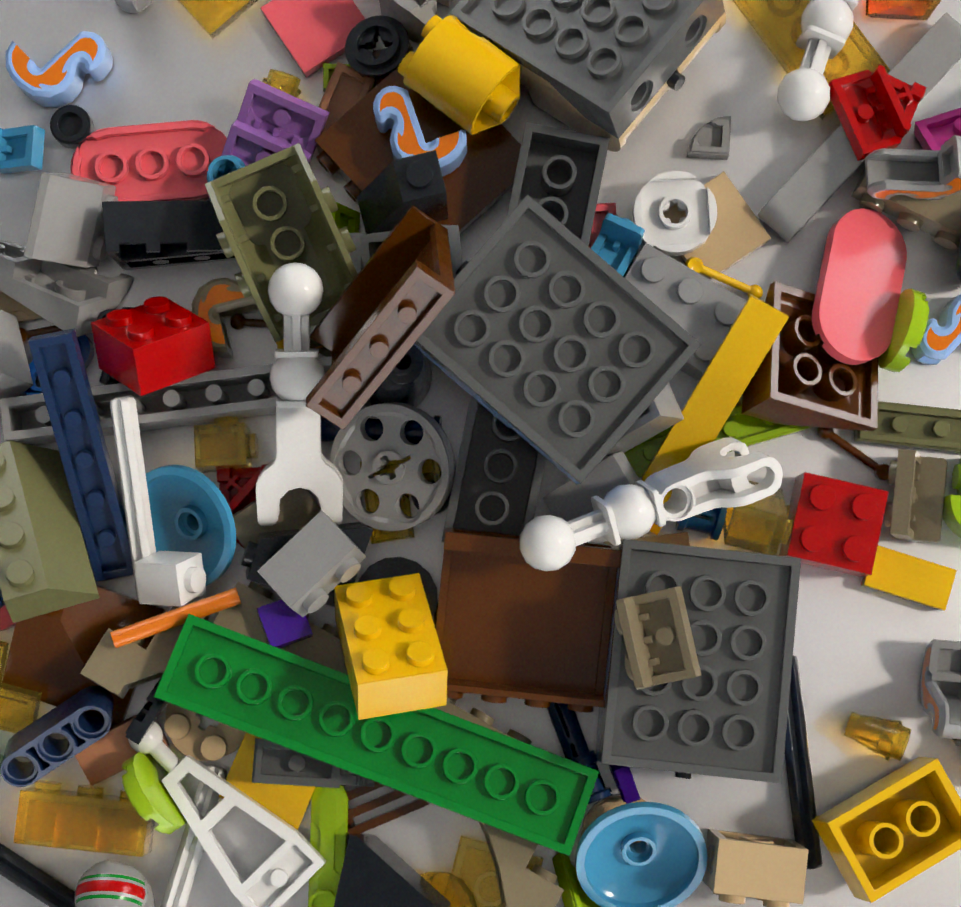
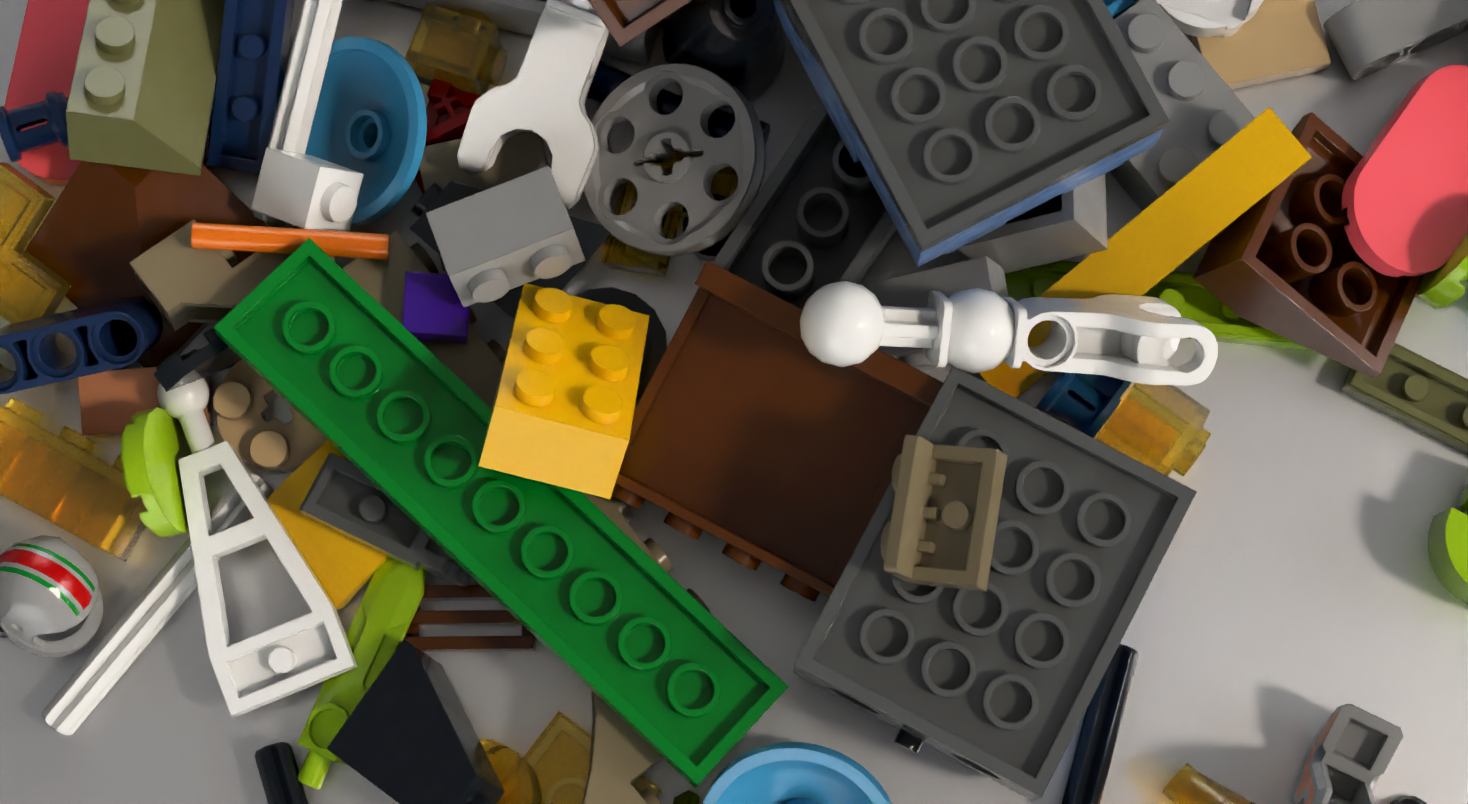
camera: 25 degrees right, 5 degrees down
(575, 746) = (771, 645): dark blue pin -> none
(624, 783) = (820, 716): dark purple tile -> none
(697, 265) = (1212, 55): yellow hinge -> none
(835, 524) = (1267, 486): red brick -> none
(881, 471) = (1364, 445): reddish brown hinge -> none
(911, 578) = (1345, 608): yellow tile -> none
(918, 497) = (1400, 495): dark tan bracket -> none

